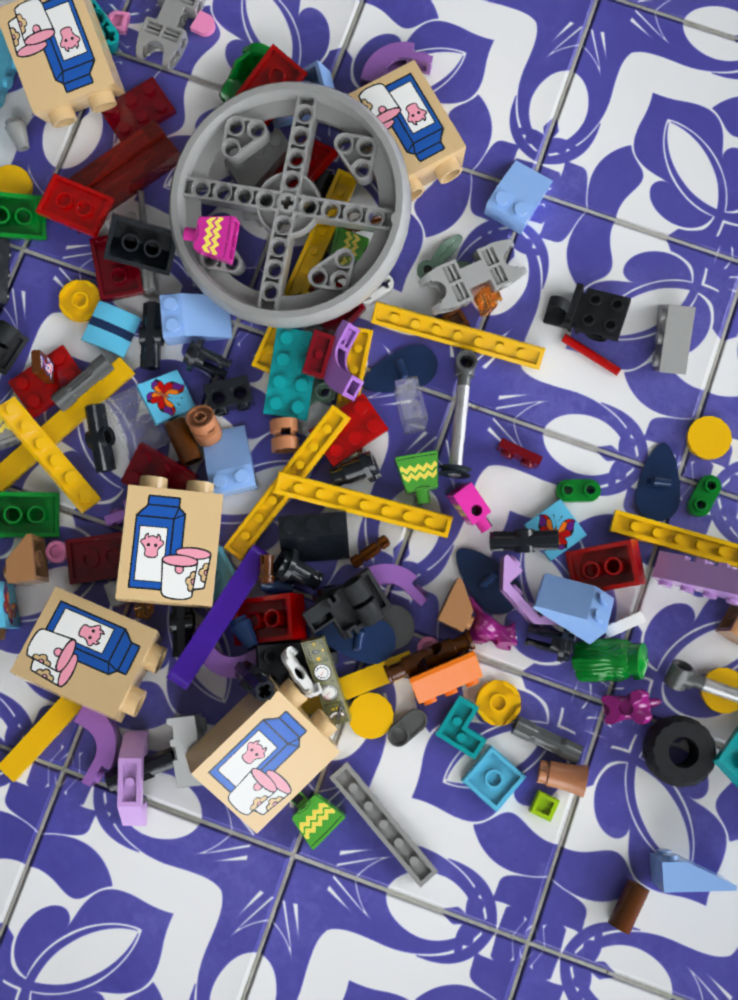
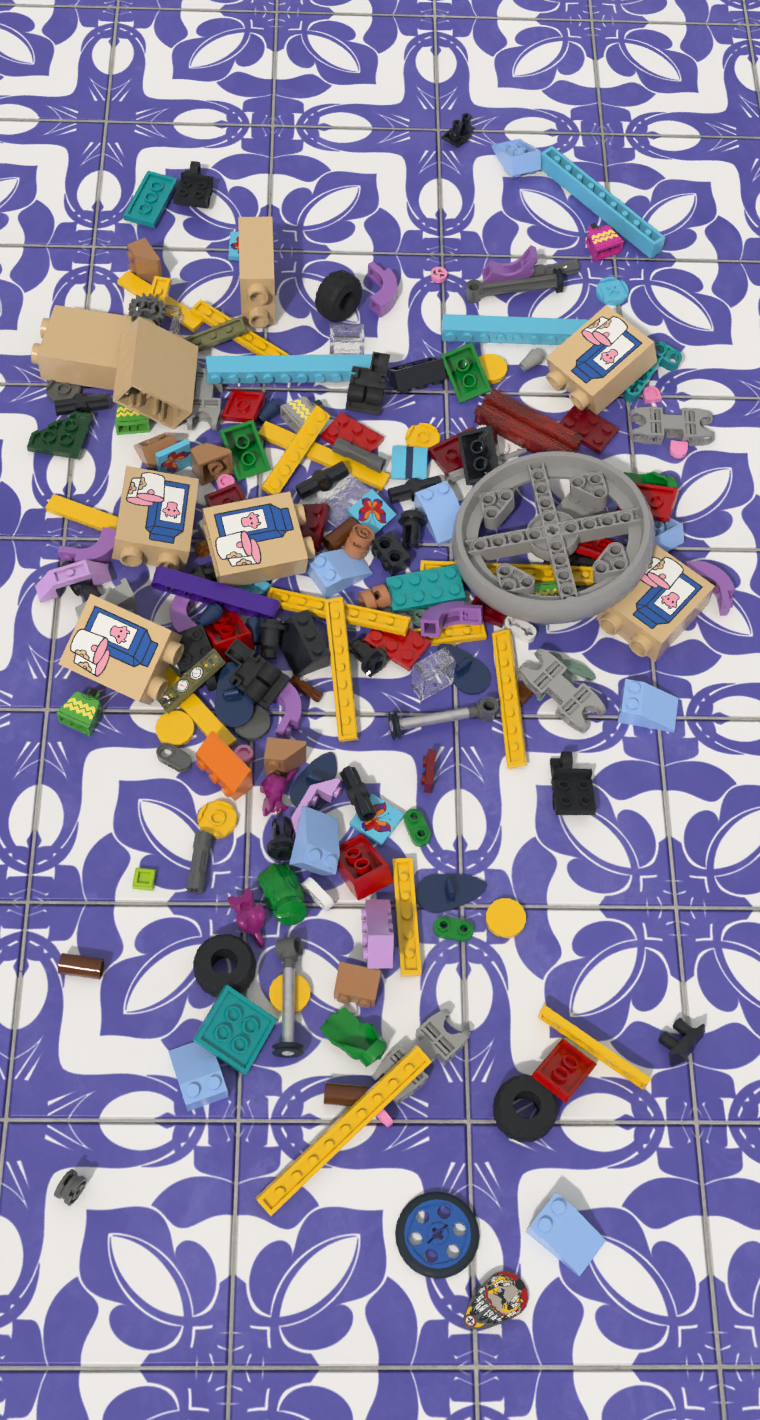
camera: 65 degrees right, 20 degrees down
(42, 366) = (358, 423): reddish brown tile -> none
(75, 205) = (491, 406): red tile -> none
(214, 237) = (502, 491): dark pink torso -> none
(254, 680) = (173, 620): black piece -> none
(266, 569) = (263, 612): reddish brown pin -> none
(305, 684) = (197, 648): white piece -> none
(318, 354) = (446, 596): dark red plate -> none
(383, 824) = (91, 762): light grey plate -> none
(419, 474) = (380, 701): bright green torso -> none
(445, 651) = (258, 773): reddish brown piece -> none
(455, 728) = (184, 791): teal plate -> none
(463, 500) = (370, 744): dark pink torso -> none
(487, 301) = (547, 710): clear orange tile -> none
(493, 778) = (154, 834): medium azure tile -> none
(564, 776) = (173, 883): nougat plant -> none
(591, 354) = (538, 804): red bar -> none
(673, 338) = (577, 857): light grey wedge -> none
(679, 874) = (121, 987): light blue slope -> none

